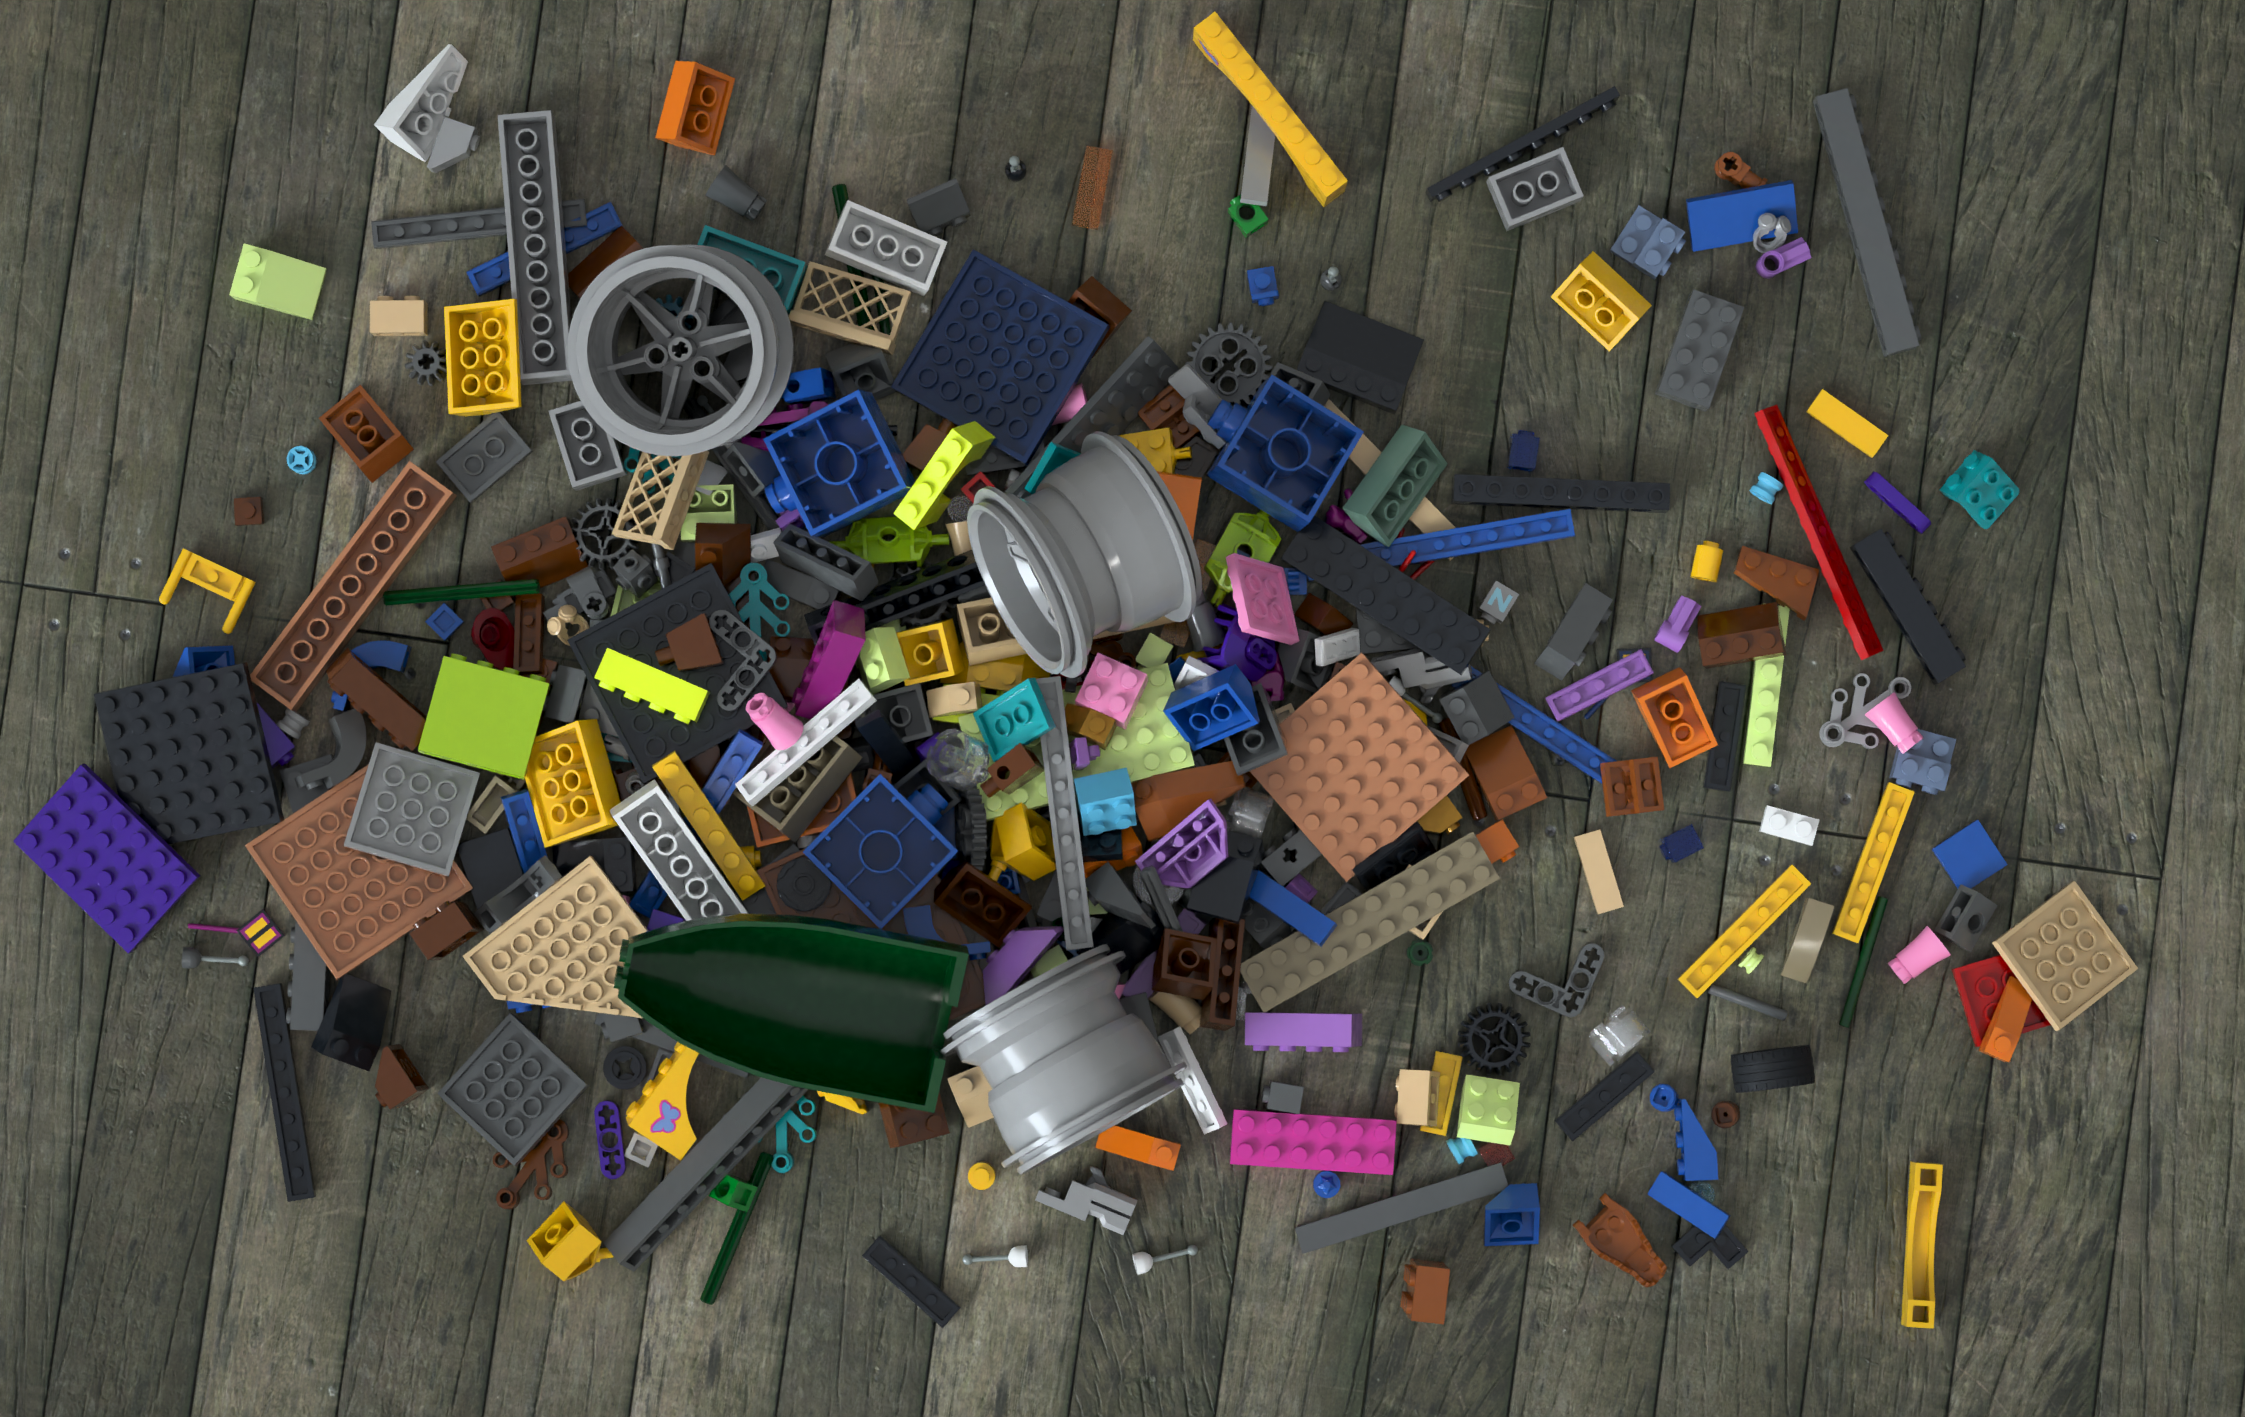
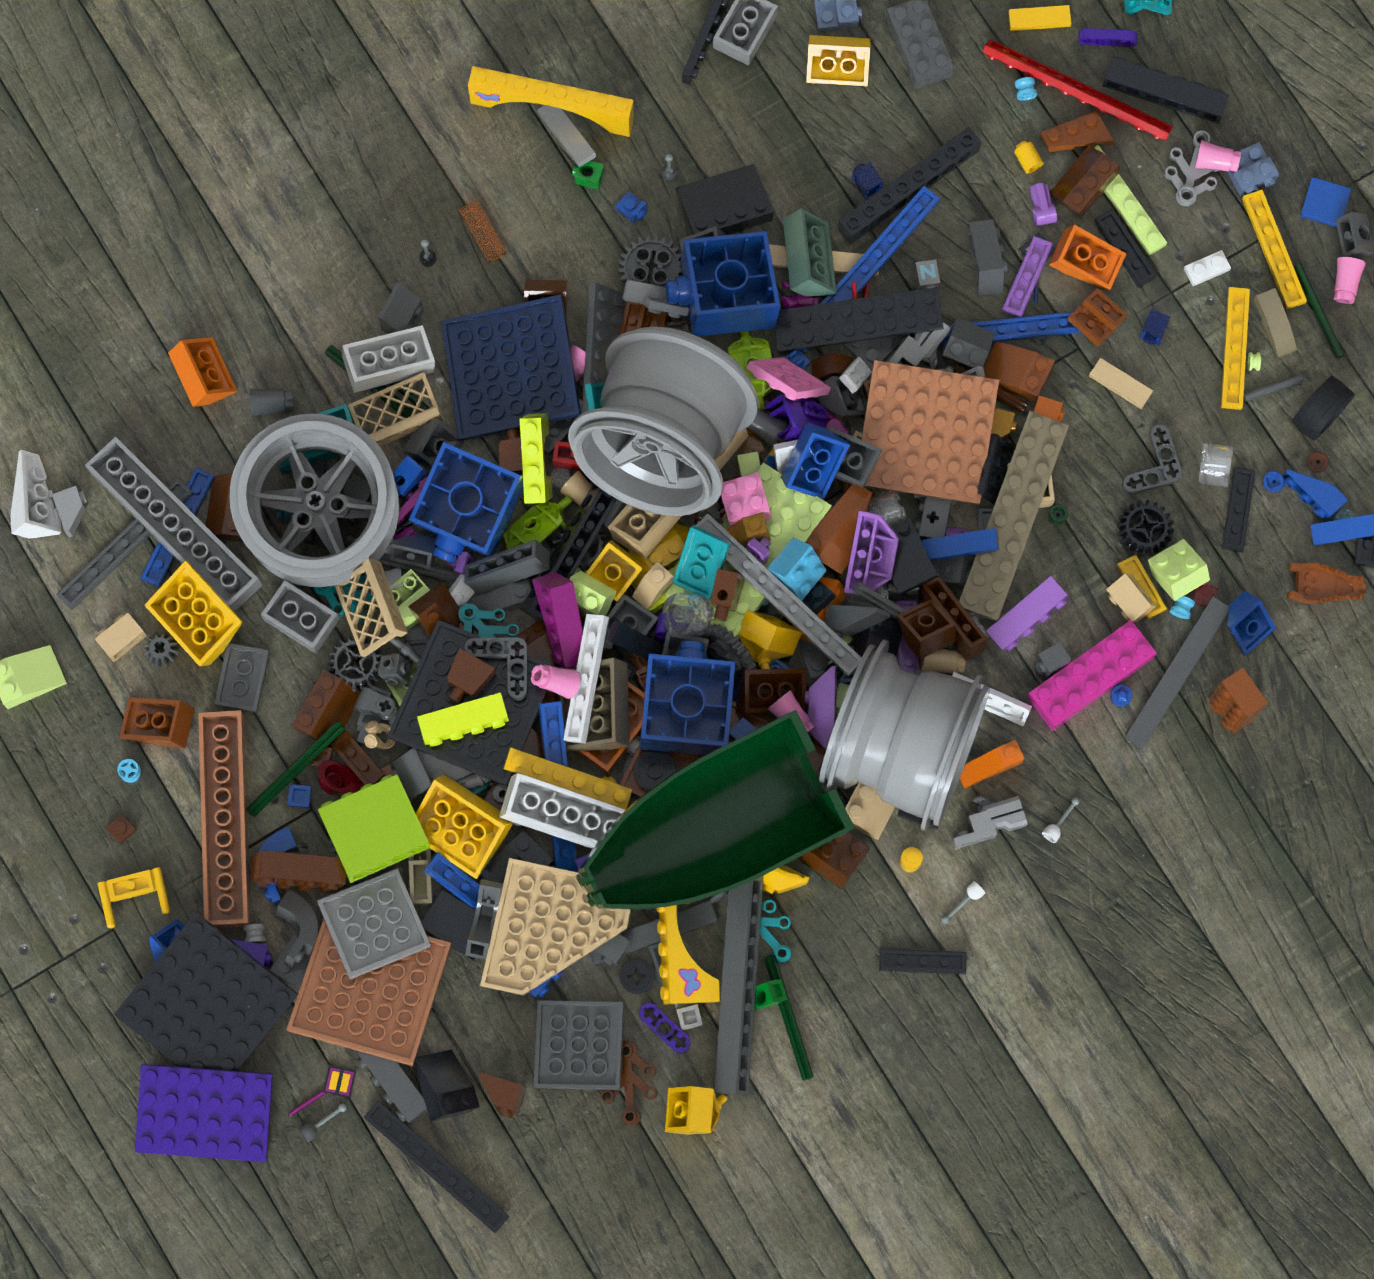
camera: 40 degrees left, 10 degrees down
(446, 930) = (457, 977): reddish brown brick -> none
(977, 936) = (787, 704): none -> bright pink plant

